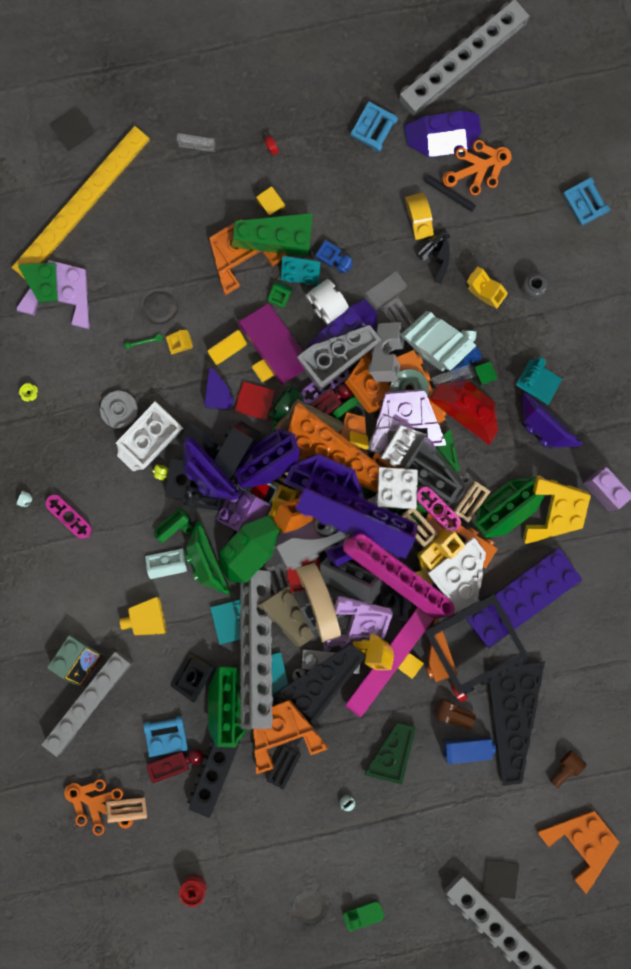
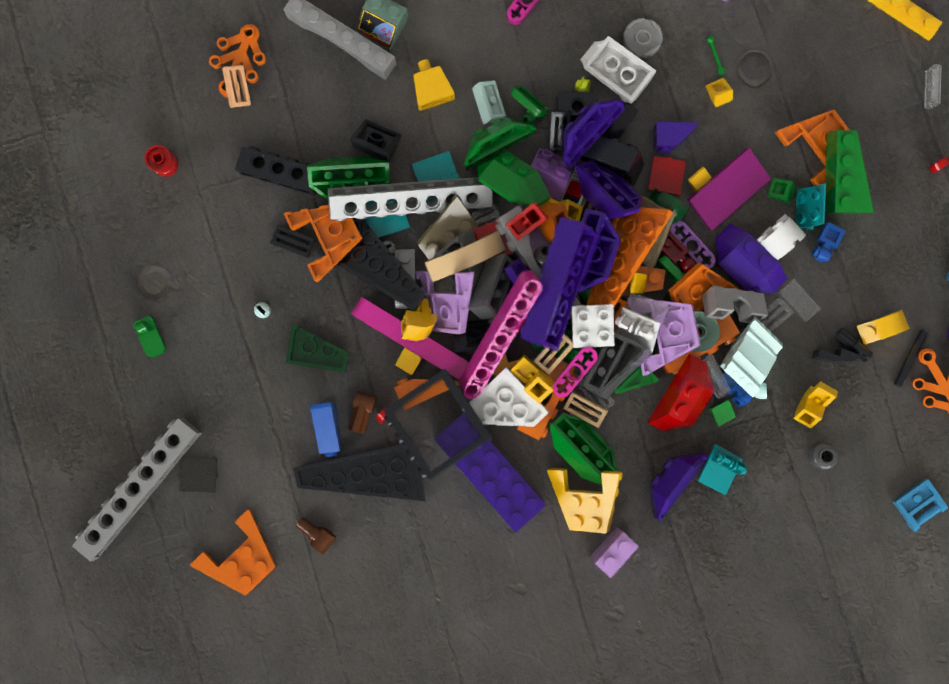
camera: 85 degrees right, 0 degrees up
(167, 742) = (307, 120): dark azure plate -> none
(173, 765) = (285, 129): dark red plate -> none
(227, 347) = (720, 140): yellow slope -> none
(270, 201) = (880, 169): yellow panel -> none
(293, 541) = (526, 221): none -> red slope
(329, 359) = (722, 247): light grey wedge -> none

